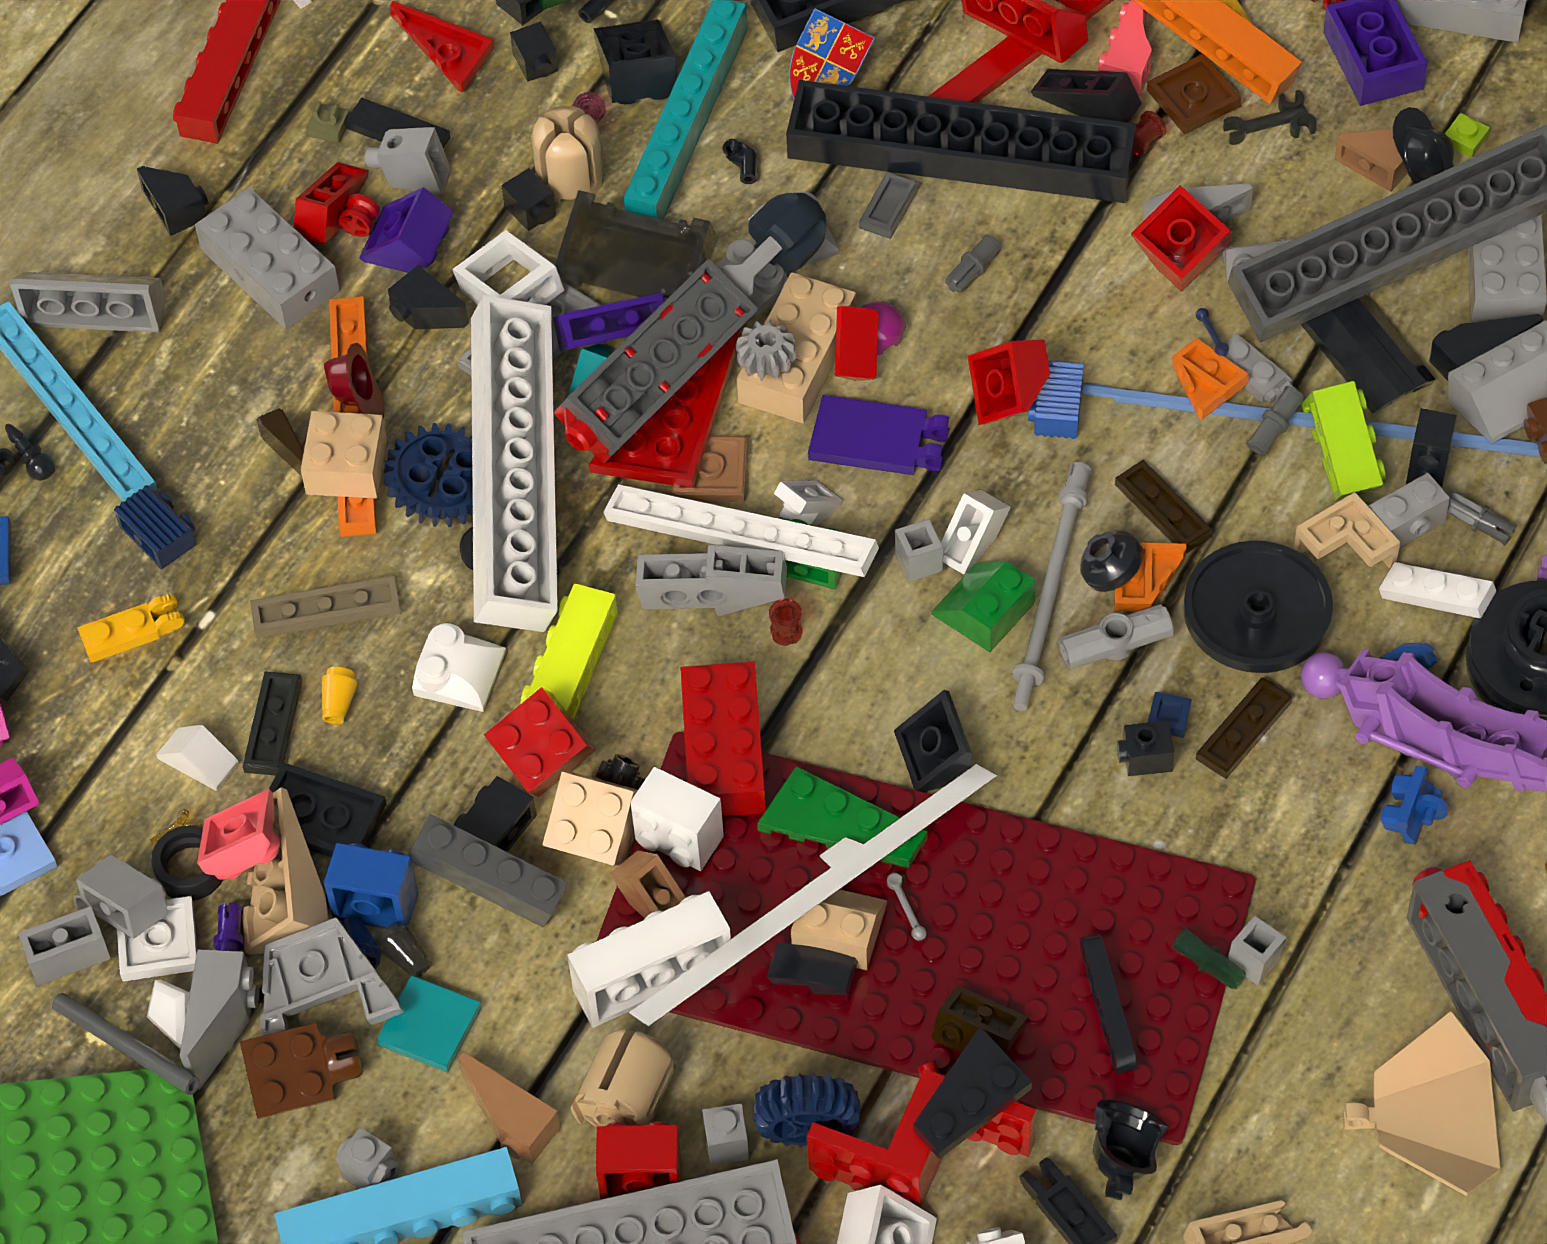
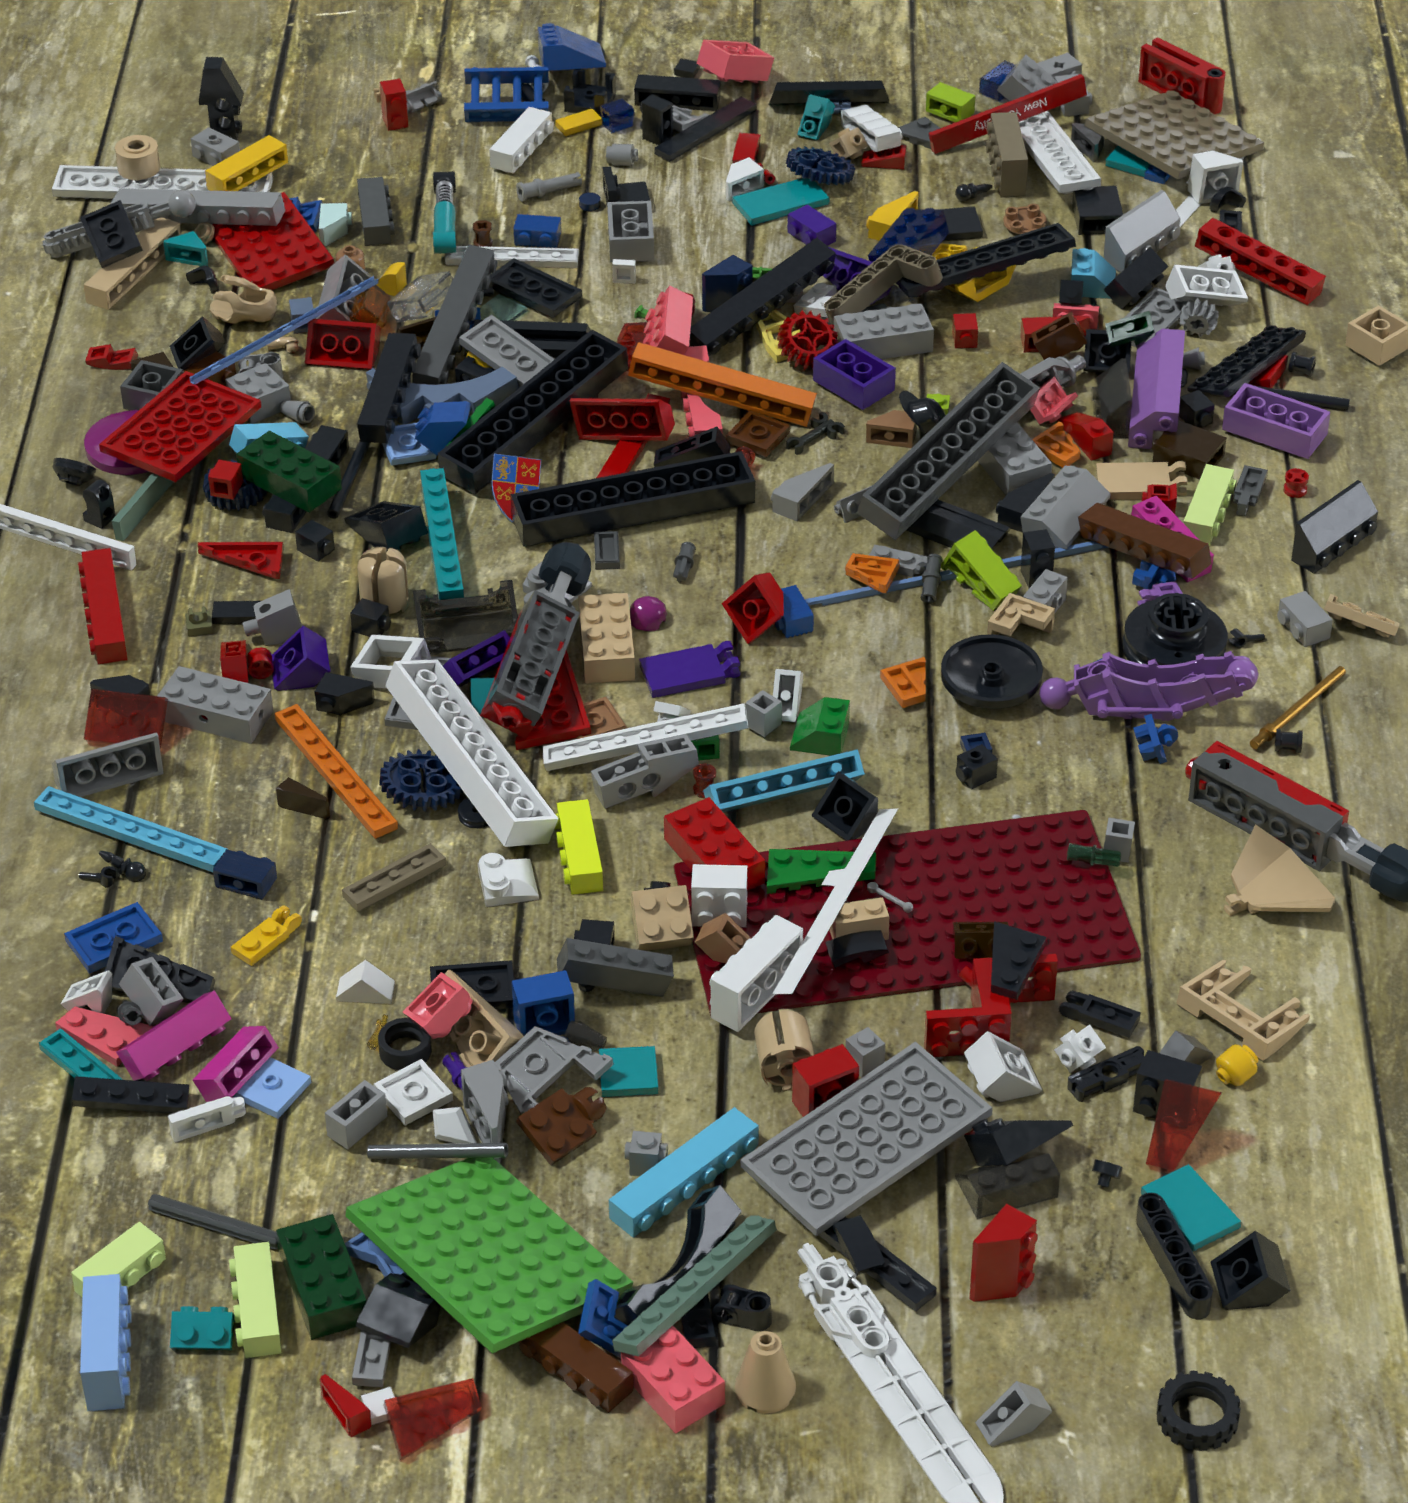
camera: 30 degrees left, 15 degrees down
(121, 896) = (382, 1068): light grey hinge -> none
(149, 238) = (124, 716): none -> clear red plate
(272, 723) = (403, 953): pearl dark grey tile -> none
(337, 694) = (437, 919): yellow cone -> none
(344, 454) = (353, 785): tan brick -> none
(353, 381) = (325, 746): dark red piece -> none
(515, 1115) = (712, 1091): medium nougat slope -> none
(539, 742) = (598, 889): red brick -> none
(744, 158) = (494, 554): black arm -> none
(766, 350) = (598, 634): light grey gear -> none
(791, 1105) = (904, 1012): dark blue gear -> none
(856, 343) = (645, 621): red slope -> none
(877, 670) = (784, 781): none -> medium azure brick
(1072, 498) = (836, 658): light grey bar -> none
(1108, 1004) = (1051, 897): black beam -> none
(1116, 565) = (888, 683): black piece -> none
(1125, 1144) = (1113, 966): black helmet -> none
(1134, 629) = (915, 717): light grey piece -> none
(1163, 506) = (891, 645): dark brown tile -> none
(1181, 237) = (810, 501): red slope -> none
(1220, 348) = (845, 544): dark blue hinge -> none
(1243, 728) = (1024, 739): dark brown tile -> none
(1437, 590) = (1091, 628): white plate -> none
(1480, 517) = (1089, 587): dark grey axle -> none

